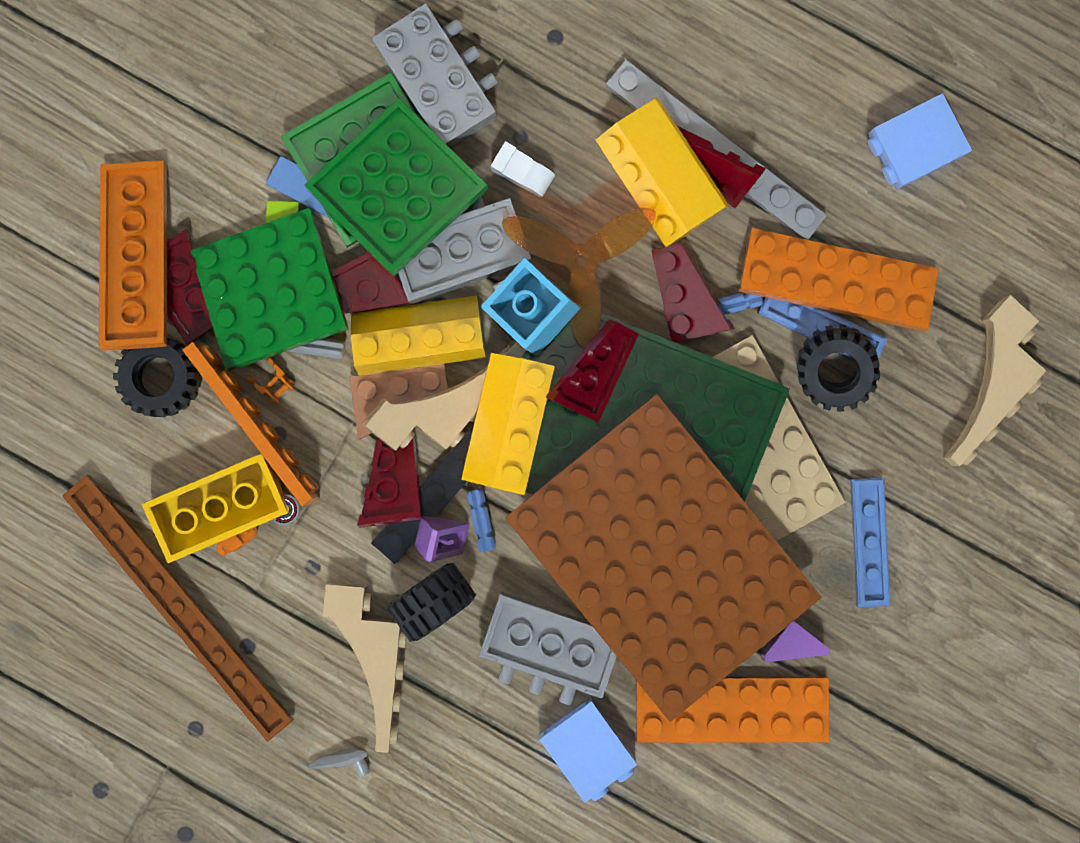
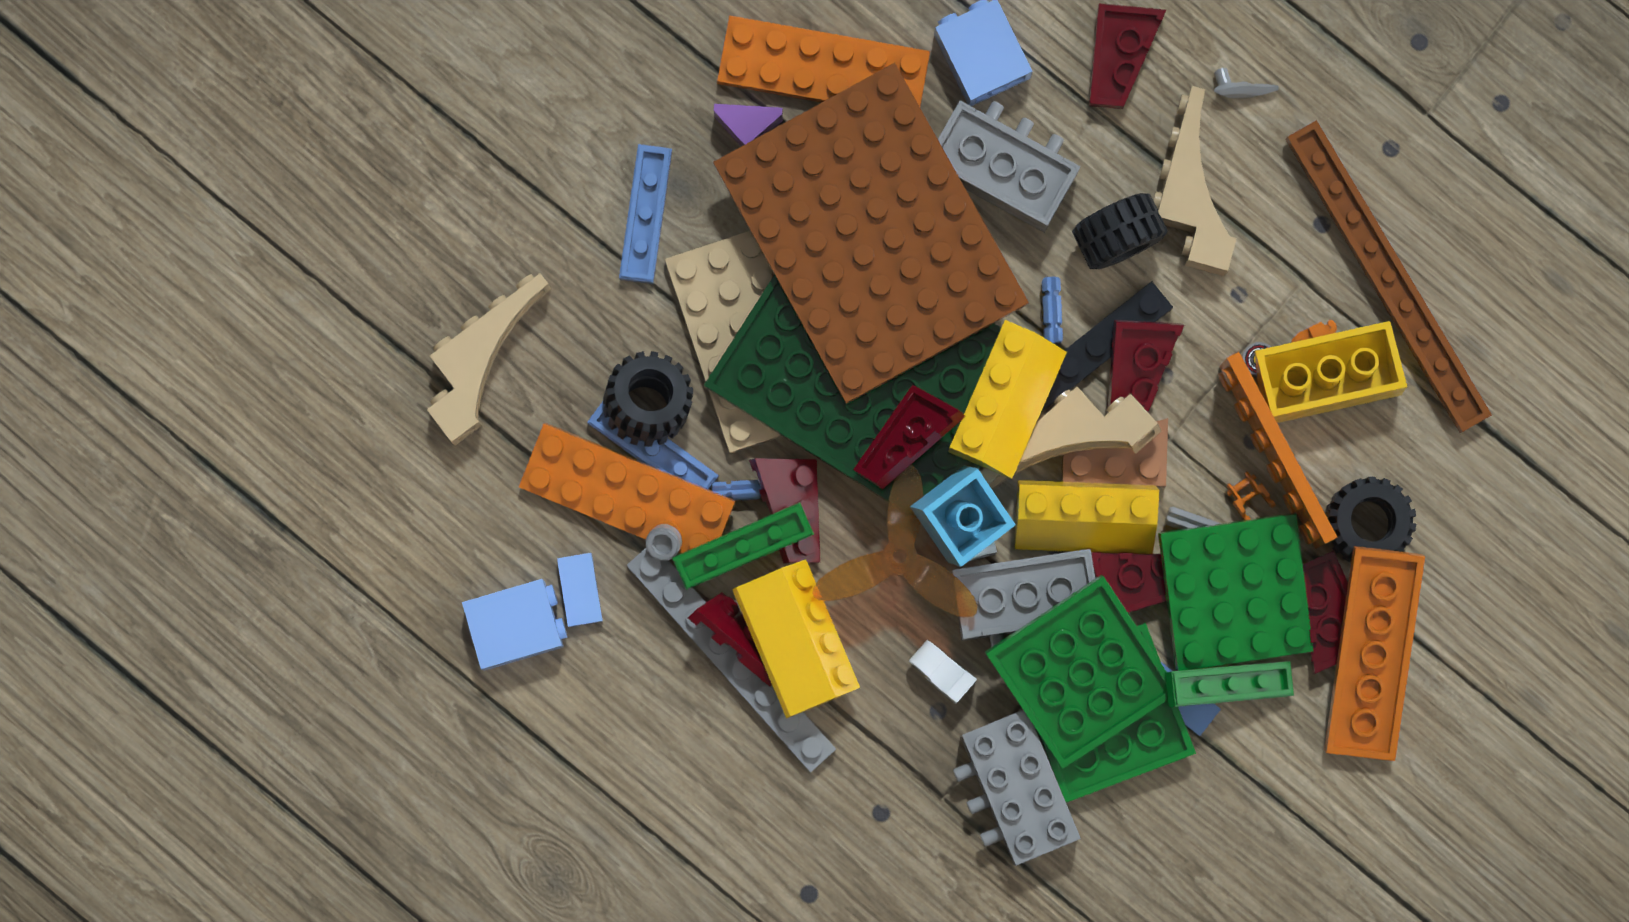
camera: 170 degrees left, 5 degrees down
(261, 203) = (1229, 684): none -> green tile
(440, 538) = (1098, 297): medium lavender slope -> none
(460, 776) = (1120, 49): none -> dark red wing
(725, 248) = (743, 545): none -> green tile
(798, 239) = (663, 542): none -> light grey tile
(864, 186) = (579, 589): none -> light blue tile

